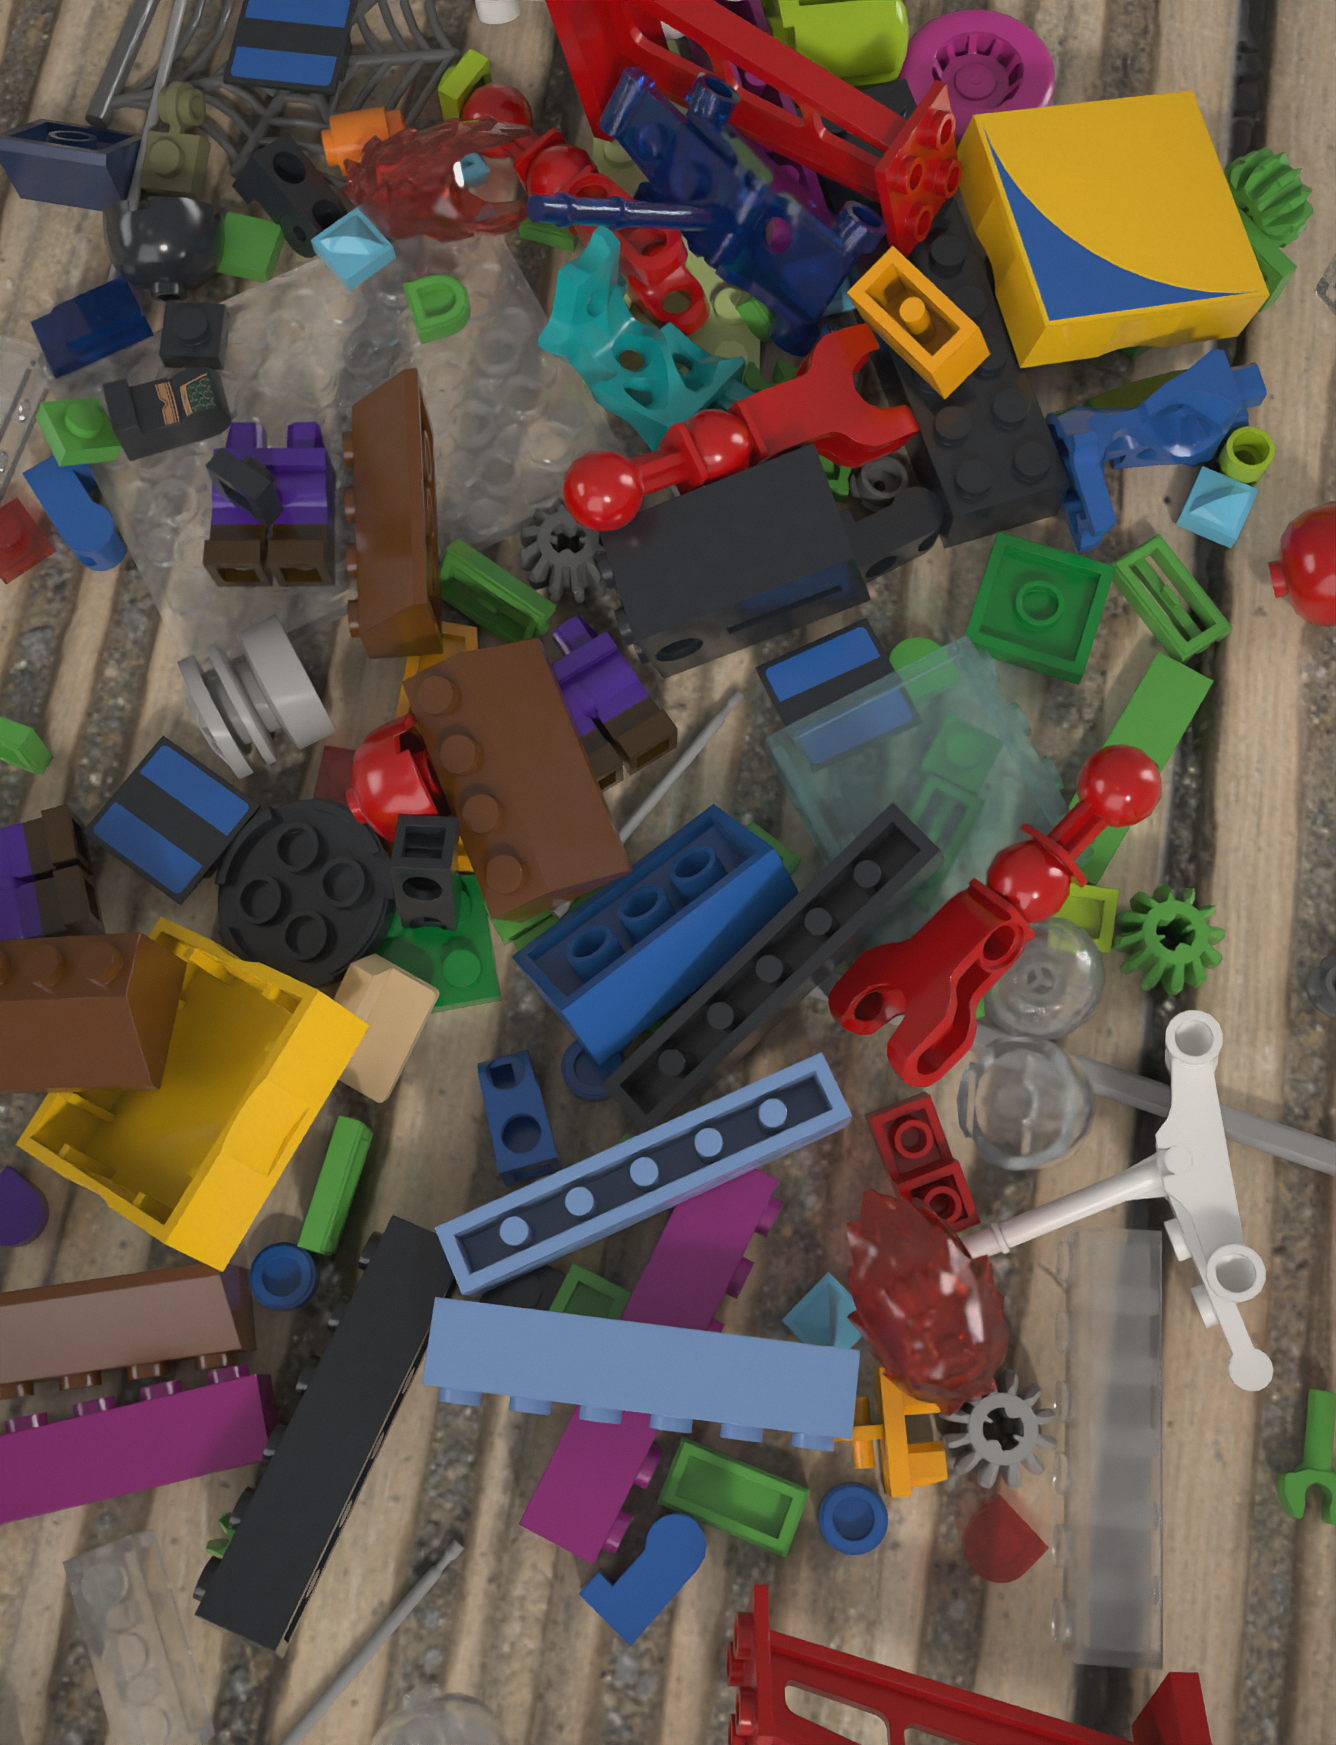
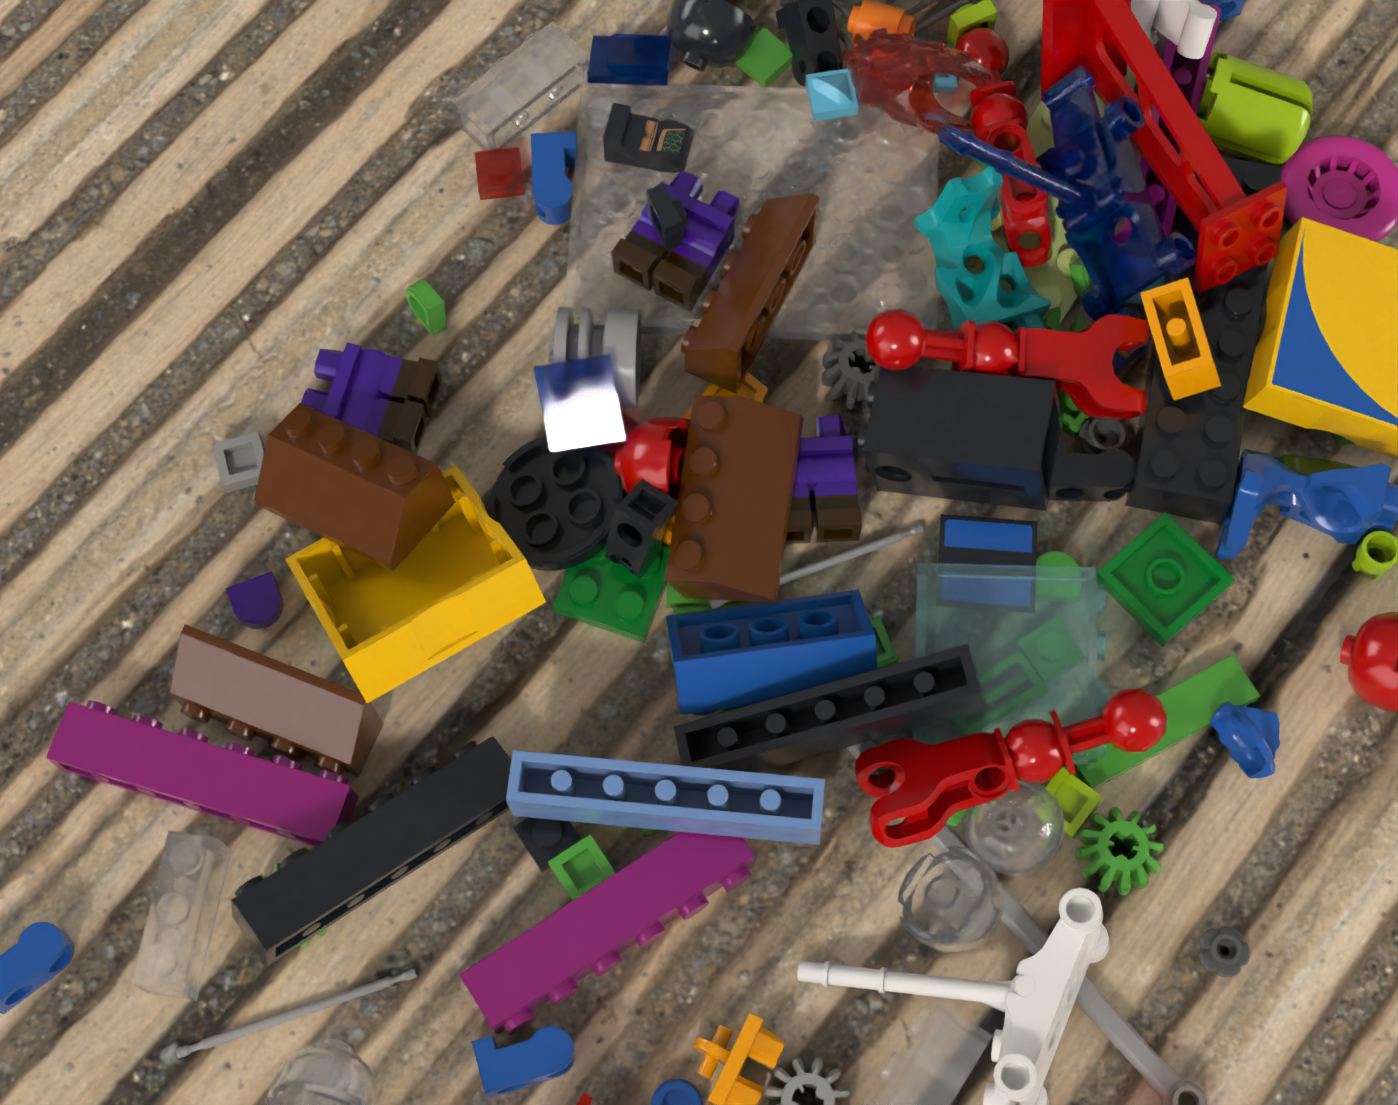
camera: 30 degrees right, 5 degrees down
(78, 431) = (581, 125): bright green plate -> none
(172, 820) = (495, 408): piece -> none
(194, 335) = (693, 100): black plate -> none
(269, 762) = (580, 402): none -> piece
(284, 1276) = (402, 739): blue tile -> none
(335, 1186) = (467, 700): bright green tile -> none
(395, 1009) = (568, 610): tan panel -> none
(437, 306) = (866, 161): bright green tile -> none
(496, 591) = (791, 373): bright green tile -> none
(518, 1119) = (609, 718): blue leg -> none
(584, 1075) = (667, 716): blue tile -> none
(642, 1369) = (594, 920): medium blue brick -> none
(734, 1496) = (608, 1046): bright green tile -> none
(823, 1314) = (736, 970): medium azure tile -> none
(921, 1160) = (858, 908): red slope -> none
(925, 1303) = (802, 983): clear red head -> none
(1152, 614) = (1267, 663): bright green tile -> none
(1217, 507) = (1337, 578): medium azure tile -> none
(1231, 735) = (1249, 736): none -> blue piece

